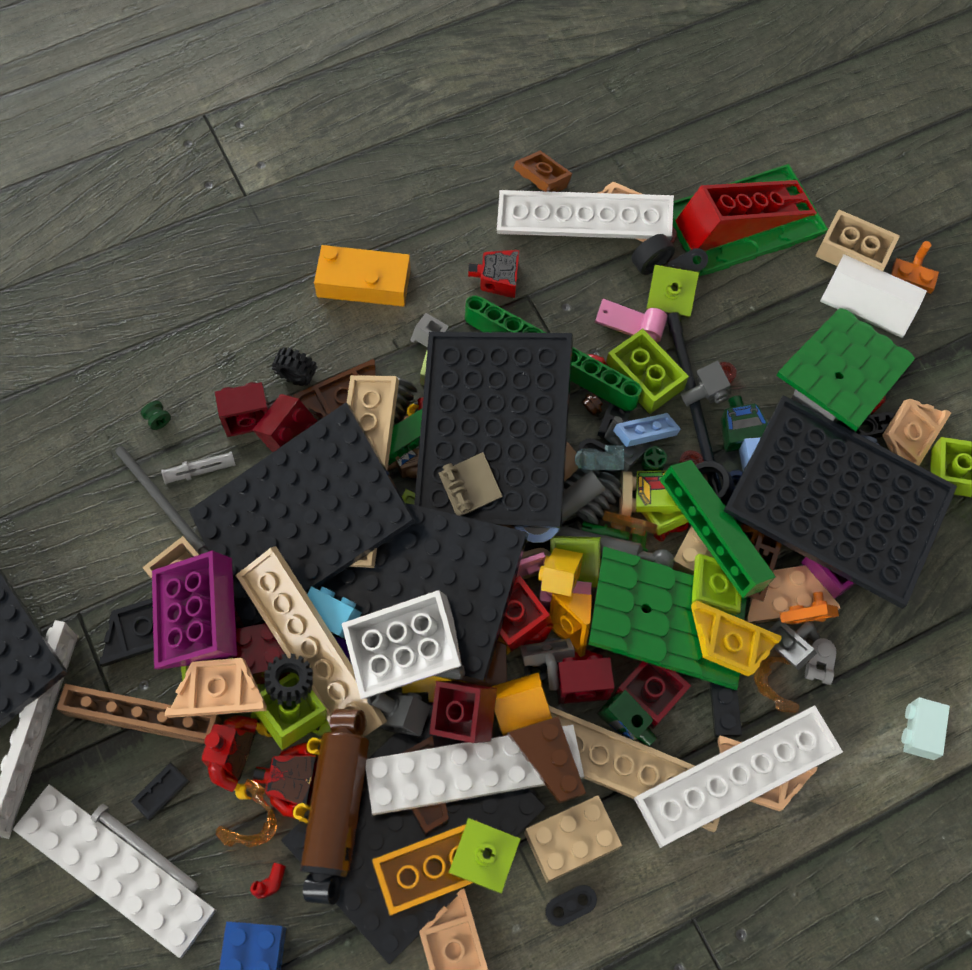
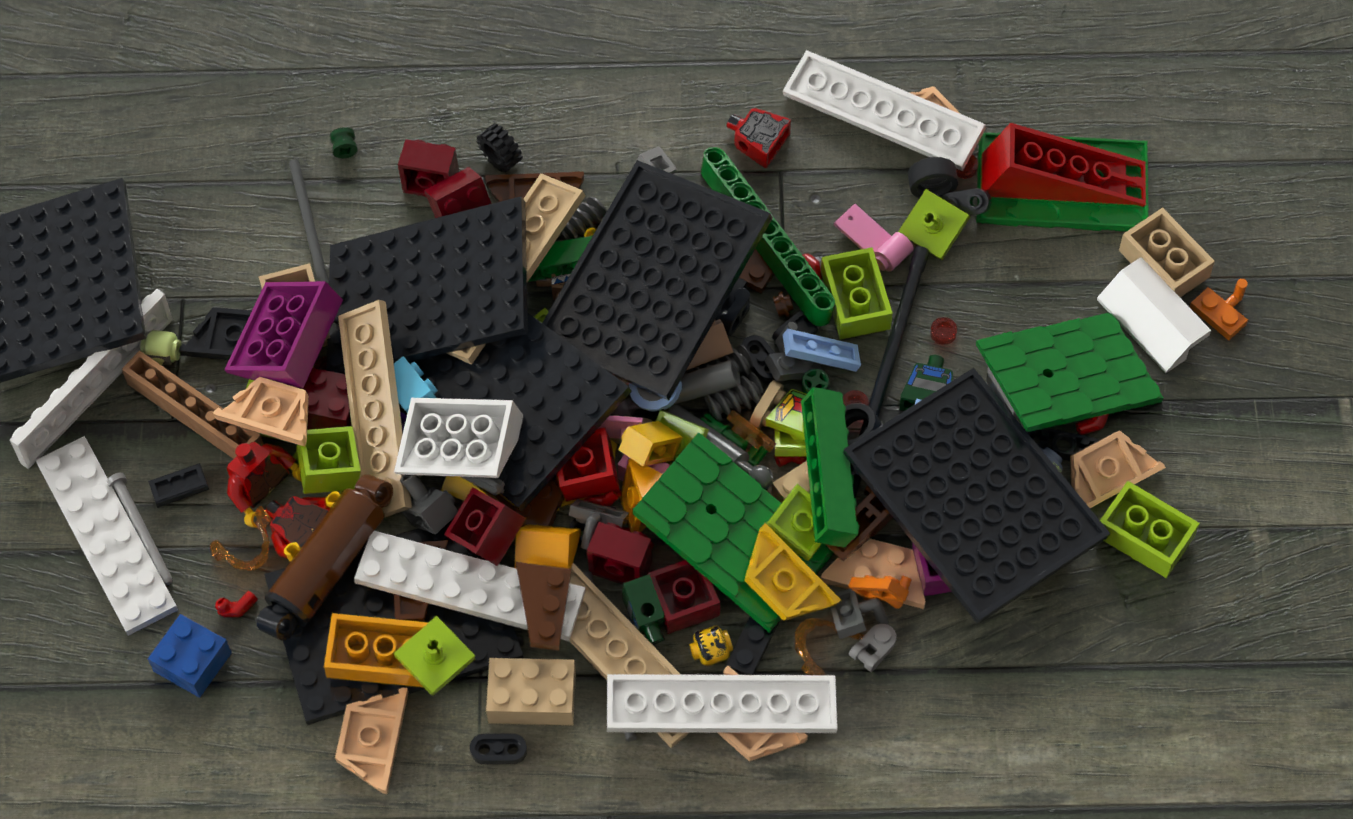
camera: 30 degrees right, 5 degrees down
(82, 669) = (161, 347): none -> yellowish green head
(169, 475) = (389, 213): light grey pin -> none
(283, 666) = (338, 441): black tyre -> none
(362, 275) = (617, 85): light orange brick -> none
(470, 484) = (601, 322): dark tan hinge -> none
(543, 172) = (863, 48): dark orange plate -> none
(595, 460) = (740, 351): clear light blue leg -> none
(696, 723) = (711, 645): none -> yellow head
(712, 386) = (915, 332): dark grey brick -> none
(925, 728) = (941, 751): light aqua brick -> none

